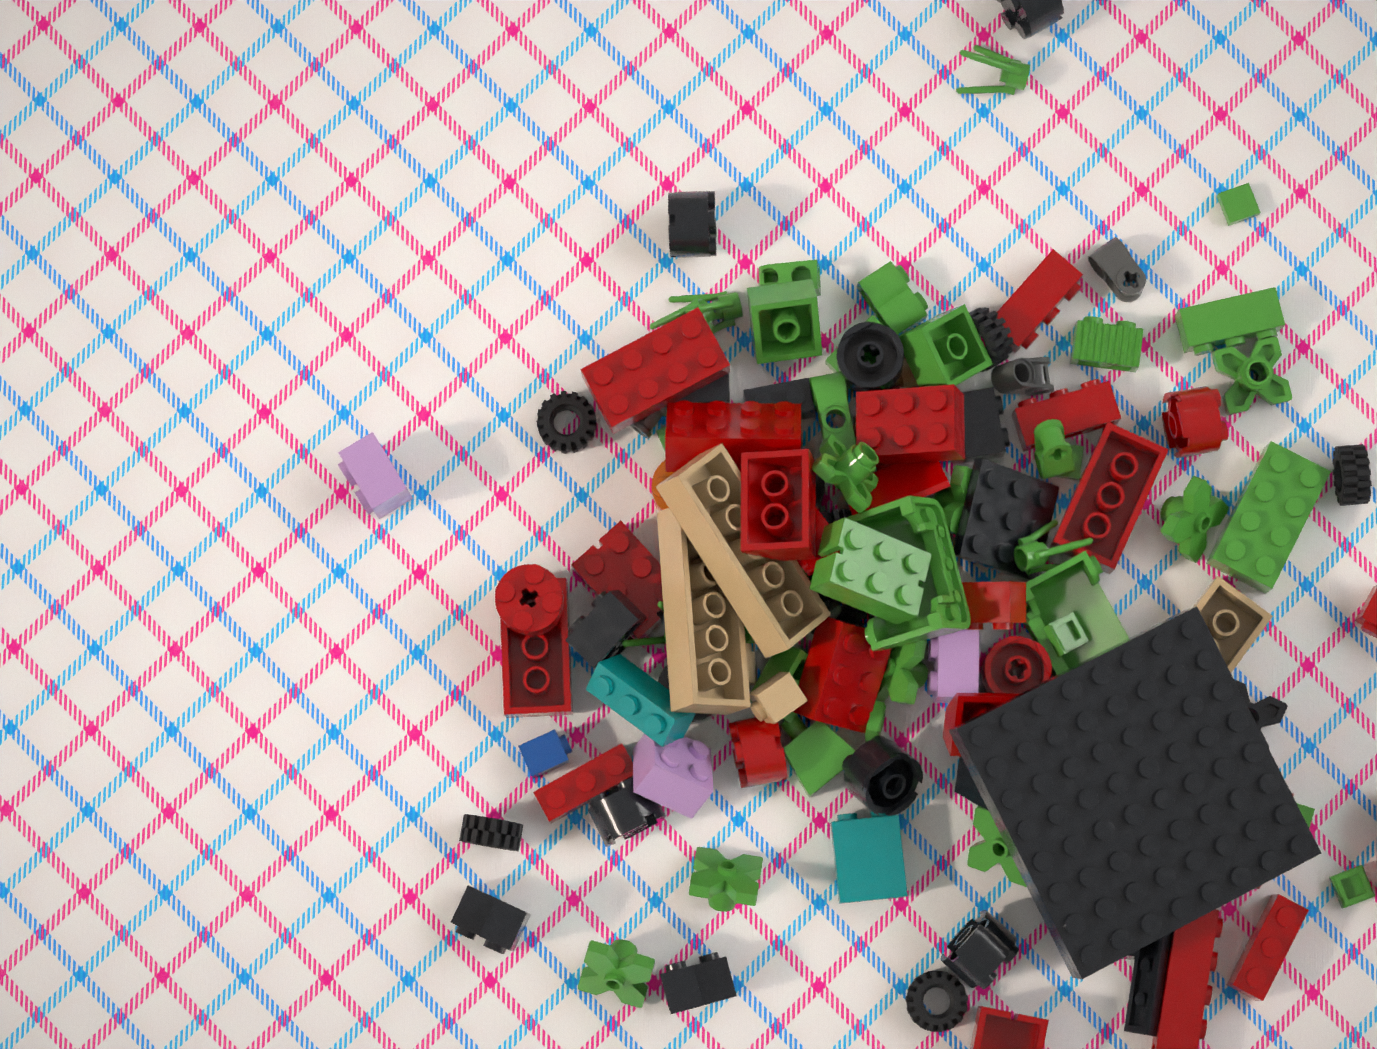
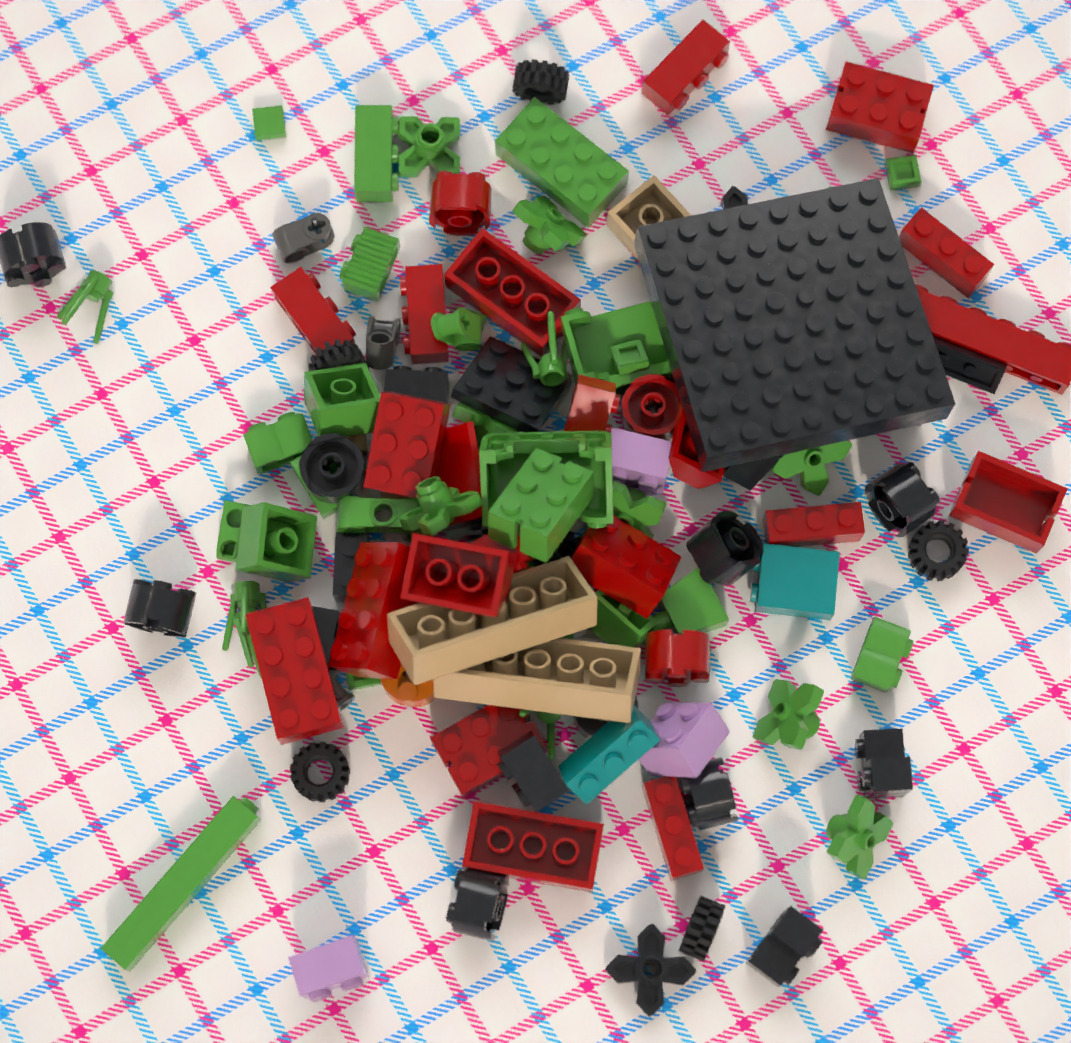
camera: 80 degrees left, 5 degrees down
(423, 794) = (650, 951): none -> black plant
(429, 316) = (182, 882): none -> bright green brick
(466, 606) = (478, 903): none -> black brick
(535, 581) = (499, 820): red brick -> none
(545, 753) = (635, 860): blue brick -> none
(776, 698) = (636, 623): tan brick -> none
(811, 962) = (881, 655): none -> bright green brick
(875, 721) = (674, 544): bright green tile -> none
(931, 864) = (814, 525): none -> red brick

